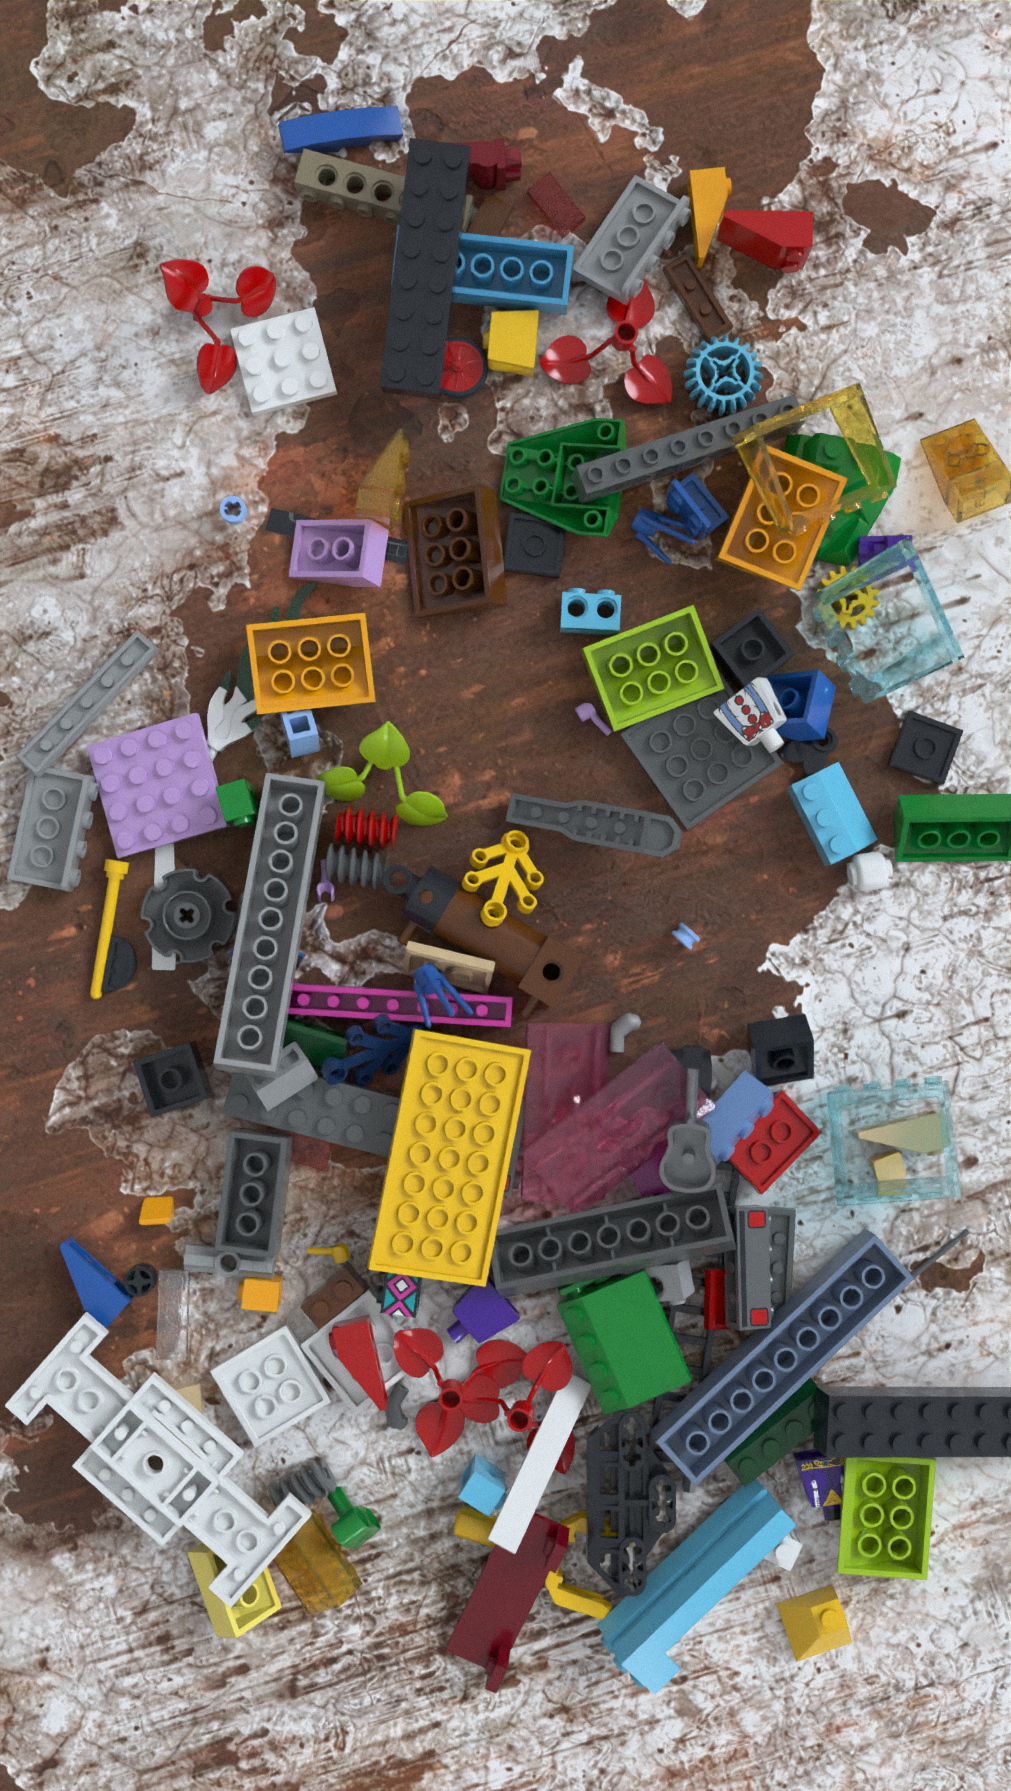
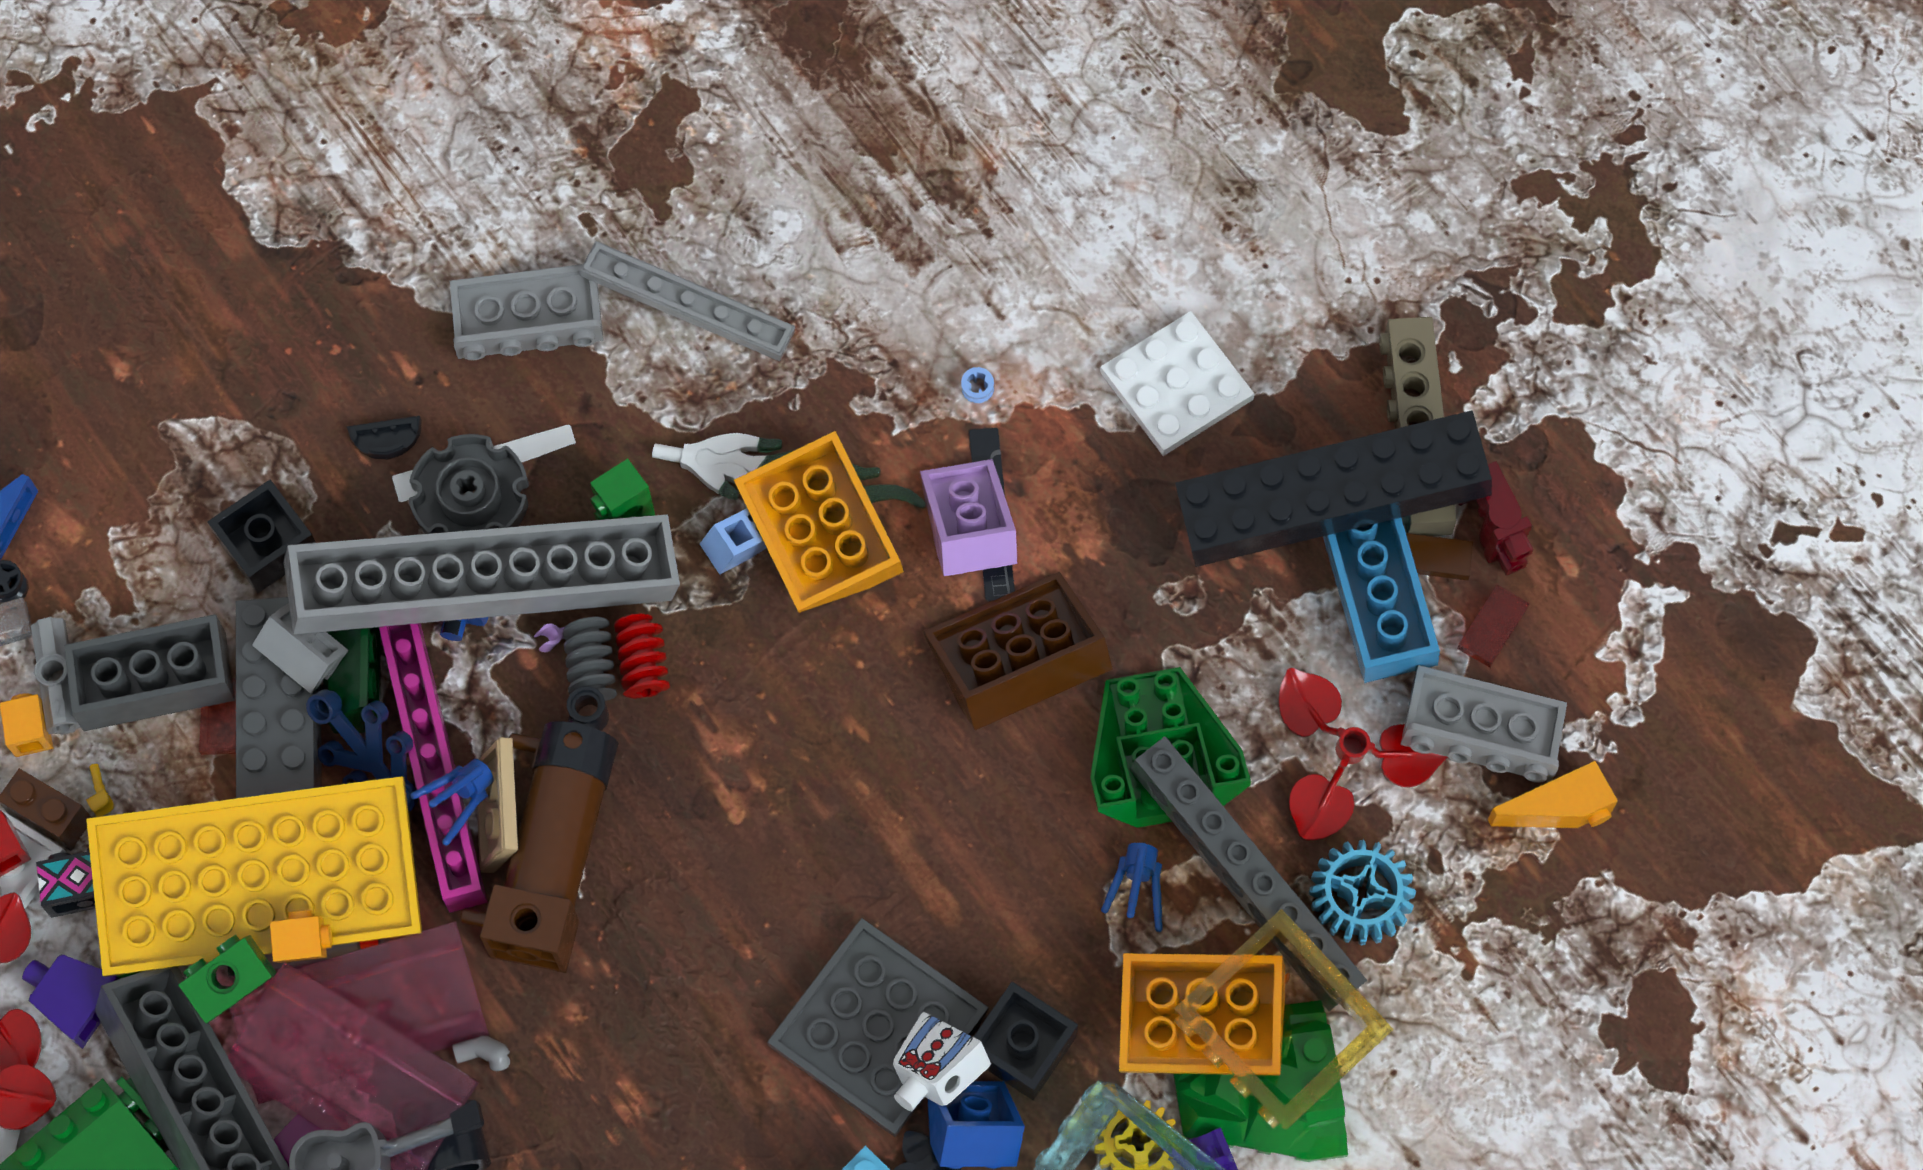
camera: 70 degrees right, 20 degrees down
(114, 871) = (496, 395): yellow piece -> none
(157, 785) = (615, 405): lavender plate -> none
(157, 1211) = (96, 574): light orange slope -> none
(184, 287) = (1210, 237): red plant -> none
(340, 129) = (1476, 352): blue slope -> none
(384, 483) = (1067, 535): clear yellow slope -> none
(385, 749) = (739, 643): lime plant -> none
(464, 368) = (1249, 582): red wheel -> none
(506, 874) = (634, 831): yellow plant -> none
(511, 1138) = (300, 937): none -> light orange brick
(512, 341) = (1302, 629): yellow torso -> none
(532, 1210) = (250, 972): none -> green brick
(533, 546) = (1060, 739): black tile -> none
(587, 711) = (879, 872): lavender hand -> none
(590, 621) = (995, 833): medium azure brick -> none
(599, 824) = (733, 924): dark grey piece -> none
(652, 668) = (957, 925): lime slope -> none
(685, 936) = (630, 1087): light blue bush -> none
(695, 506) = (1183, 911): blue bracket -> none
(697, 297) = (1449, 832): reddish brown tile -> none
(770, 237) = (1557, 896): red slope -> none

